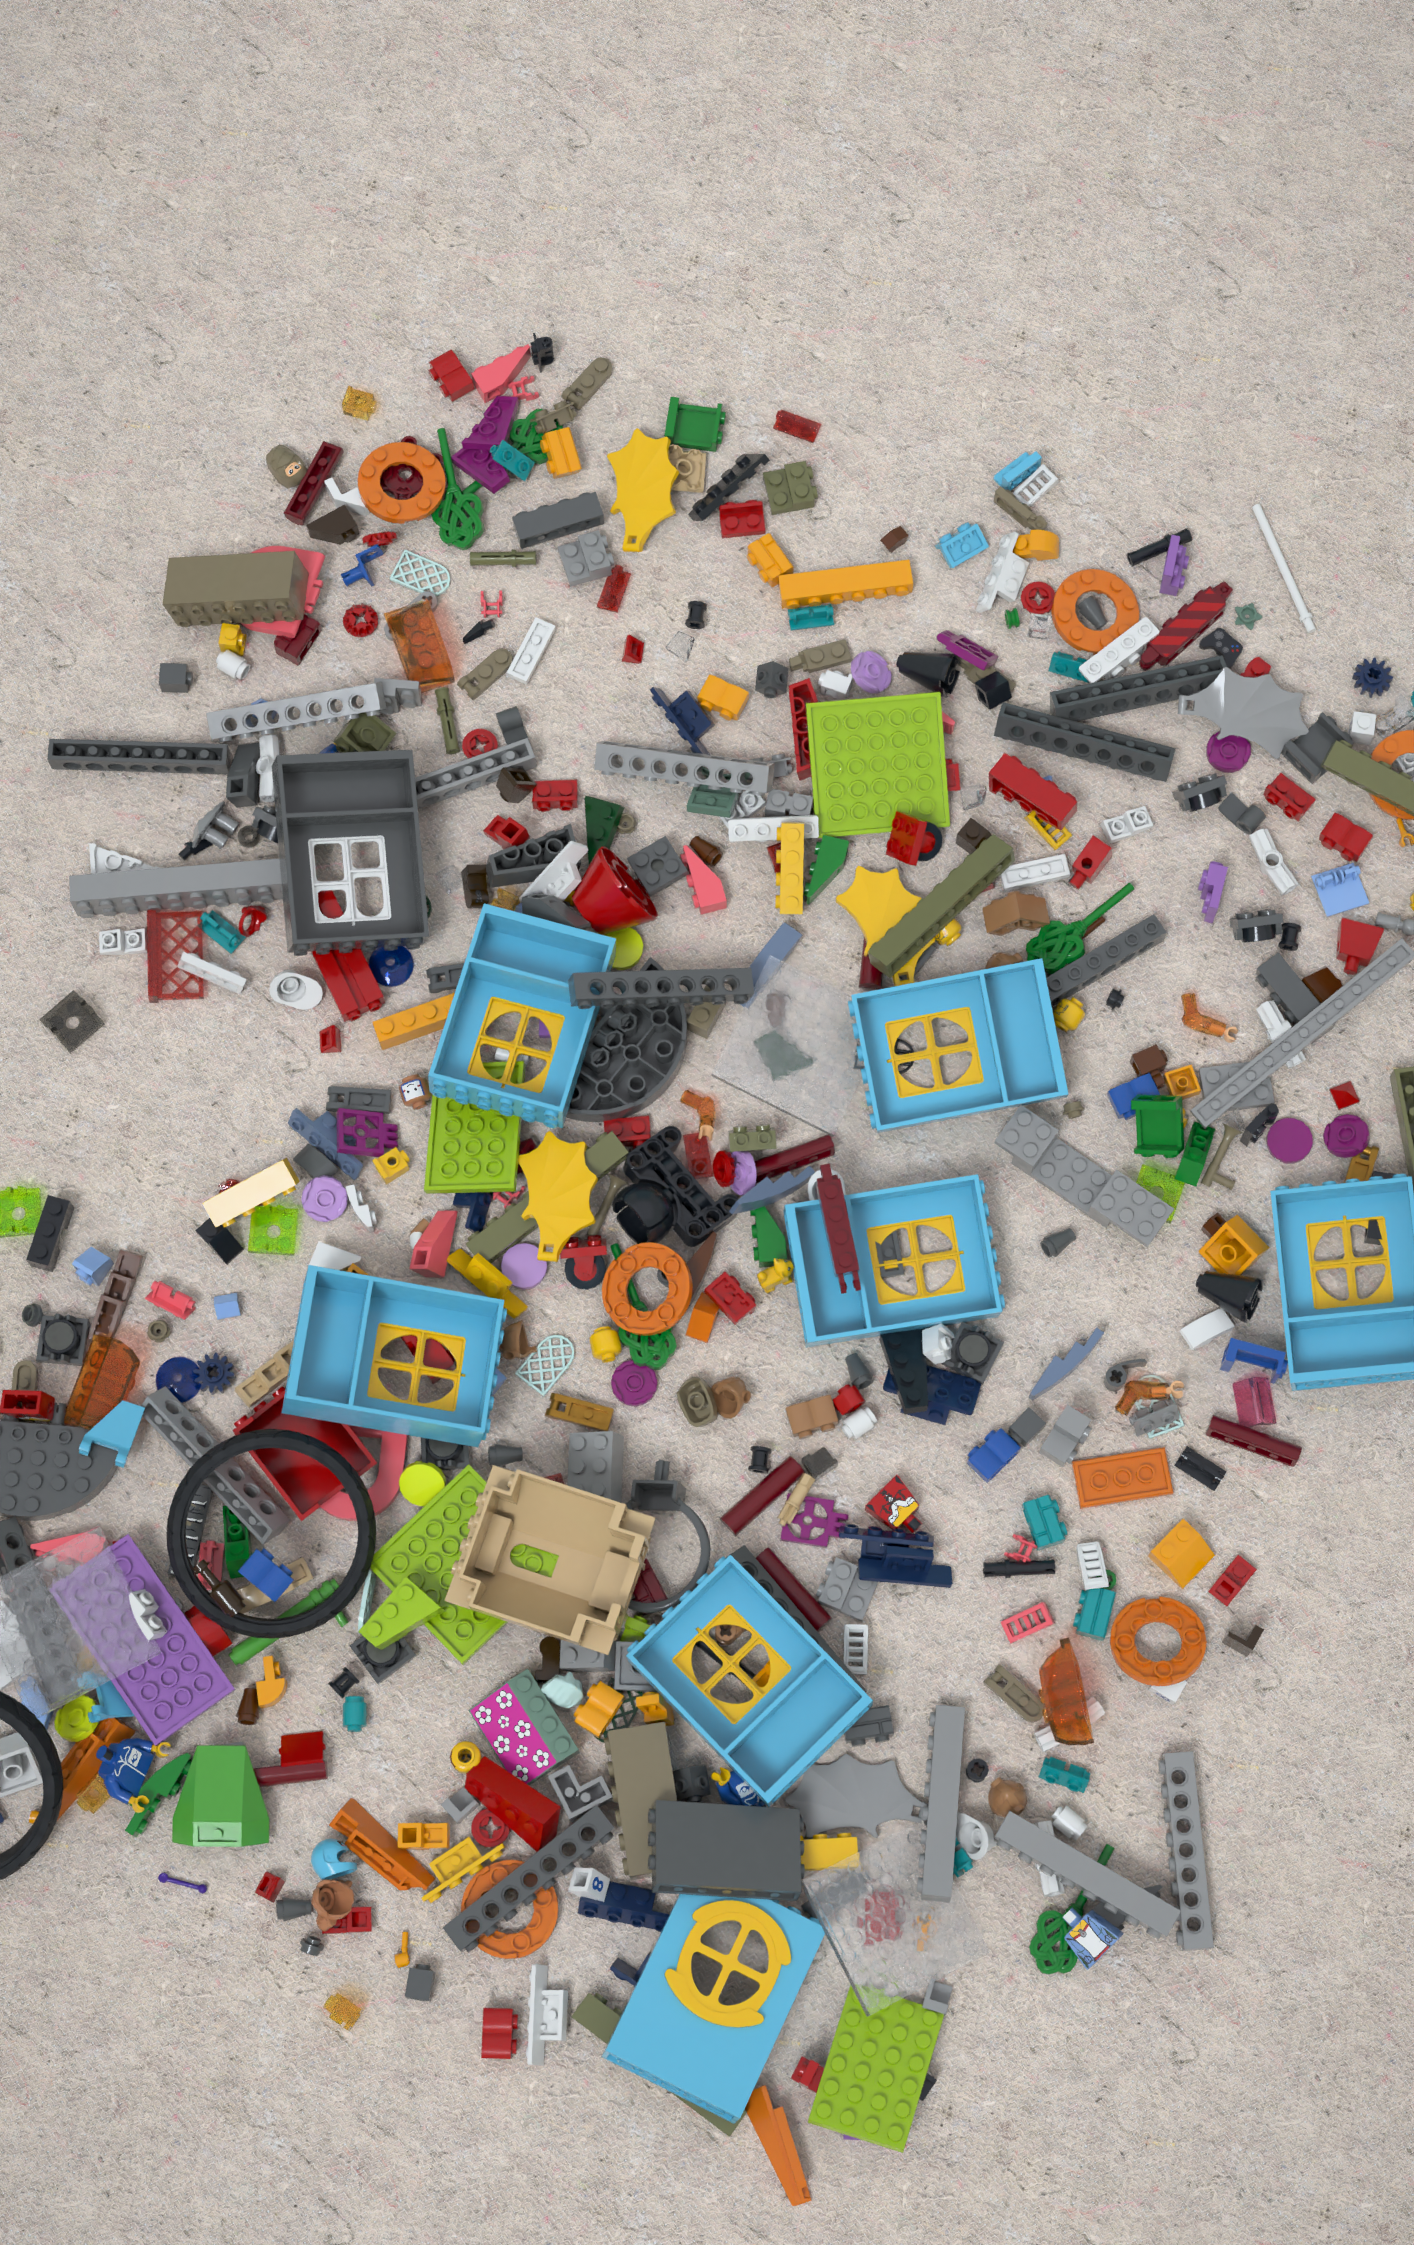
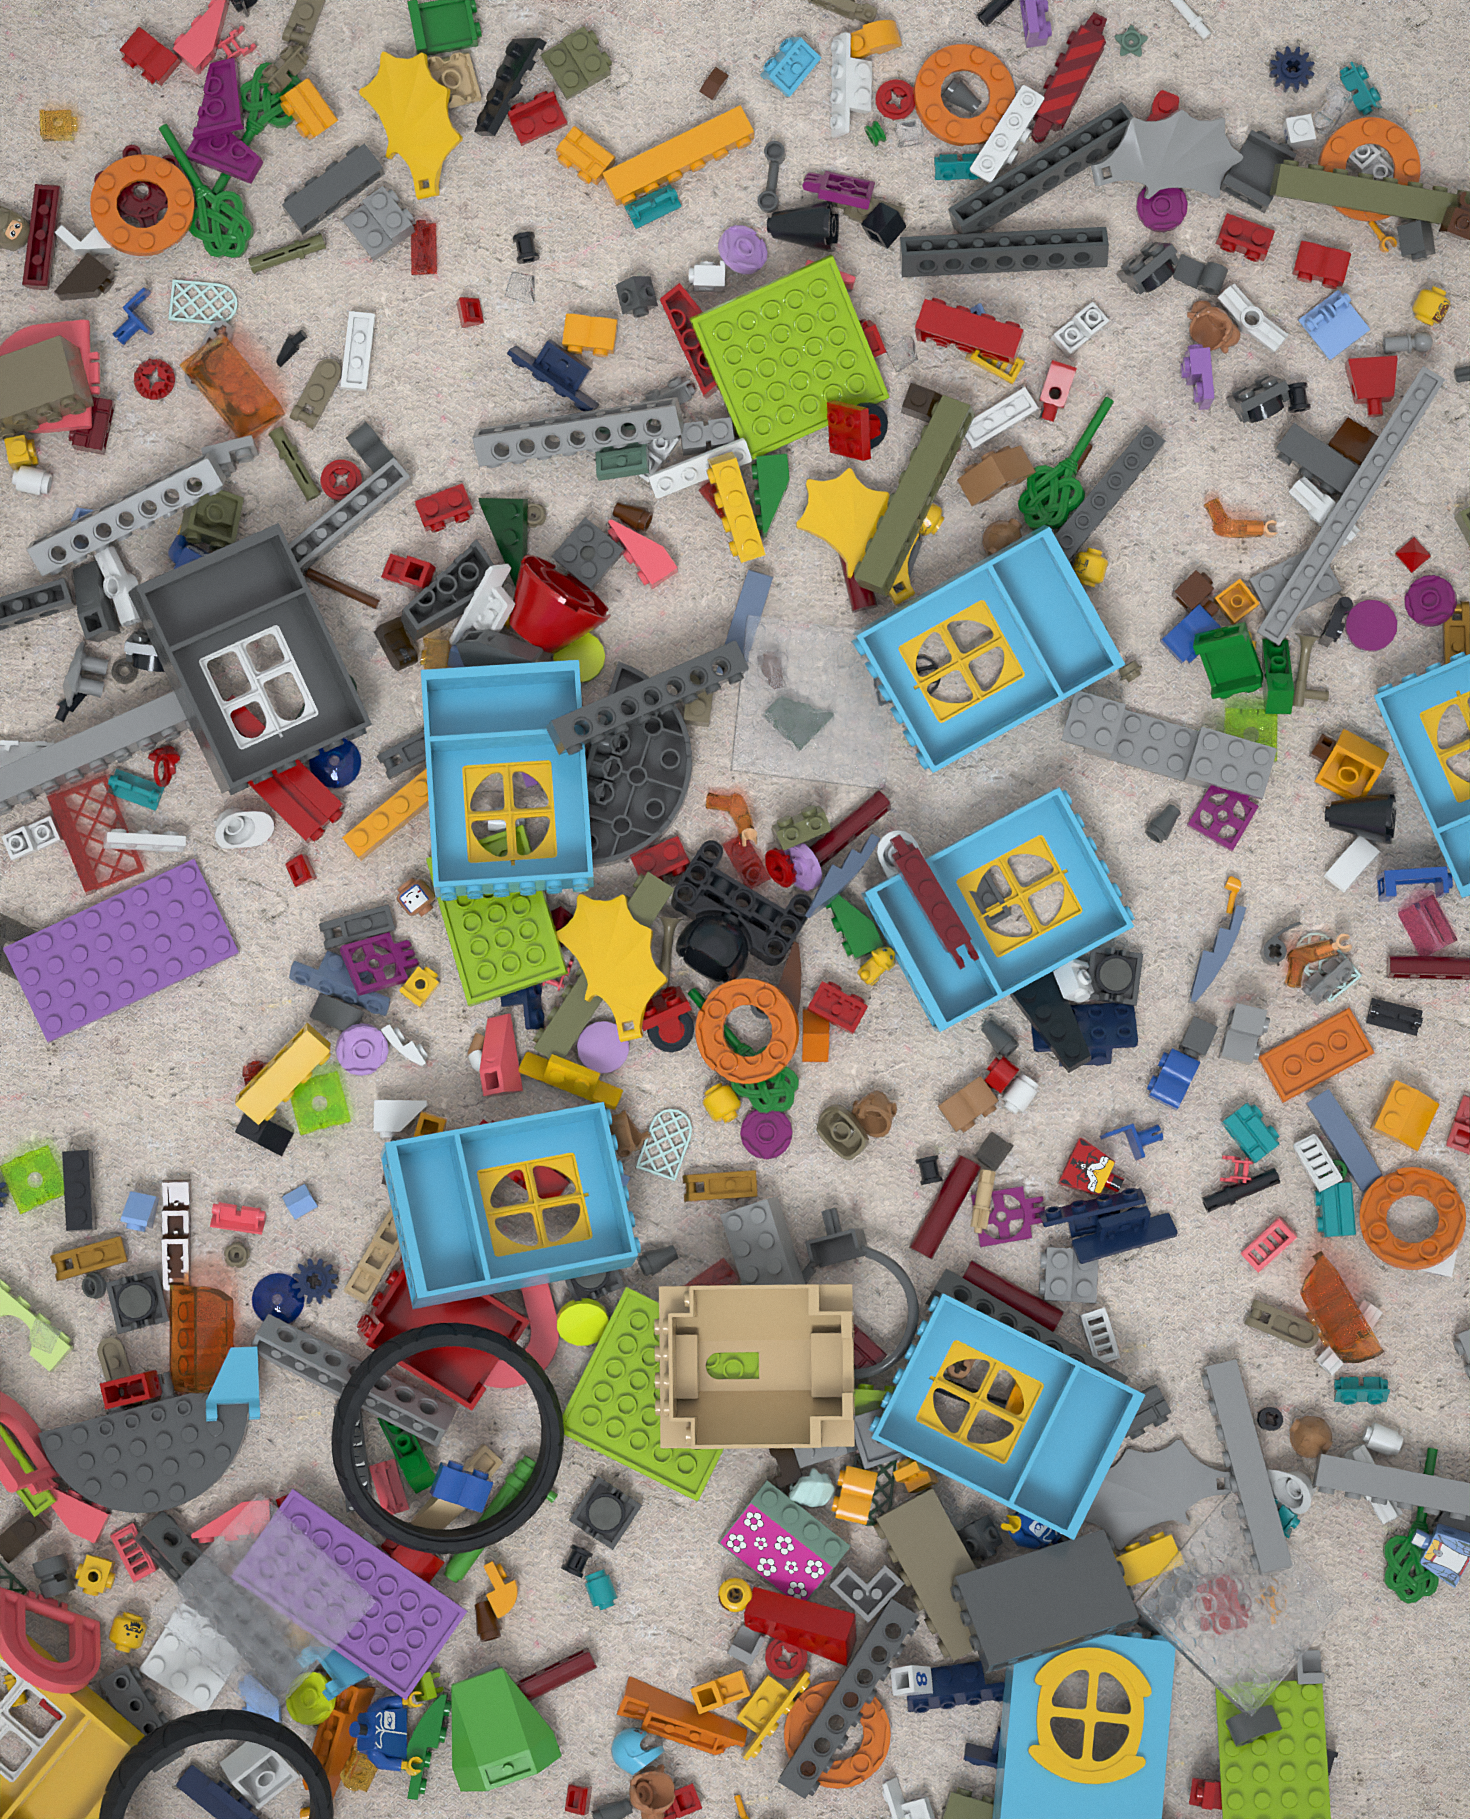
camera: 25 degrees left, 10 degrees up
(38, 1291) = (90, 1258): none -> pearl gold plate
(143, 1610) = (340, 1561): white slope -> none
(159, 1054) = (121, 950): none -> medium lavender plate
(177, 1743) = (427, 1687): none -> lime tile
(222, 1592) = (422, 1522): dark brown piece -> none
(302, 1749) = (559, 1646): red piece -> none
(367, 1598) = (571, 1471): light aqua window -> none
(381, 539) = (142, 279): red gear -> none
(399, 1614) = (615, 1472): lime wedge -> none
(453, 834) = (342, 588): none -> reddish brown bar
(492, 612) = (297, 320): coral piece -> none
(512, 459) = (256, 136): teal hinge -> none
(514, 784) = (398, 513): dark brown slope -> none
(821, 657) = (681, 249): dark tan hinge -> none
(863, 2028) = (1246, 1730): none -> dark grey panel
(924, 609) = (775, 155): none -> dark grey bar
(943, 1494) = (1136, 1139): none -> blue bracket
(1101, 1313) = (1233, 885): none -> light orange hand
(1115, 999) = (1133, 531): black plate -> none
(1122, 1555) = (1344, 1139): none -> sand blue slope
(1126, 1240) = (1205, 805): none -> magenta piece
(1223, 645) = (1118, 87): black piece -> none
(1238, 857) = (1212, 327): none -> nougat hair

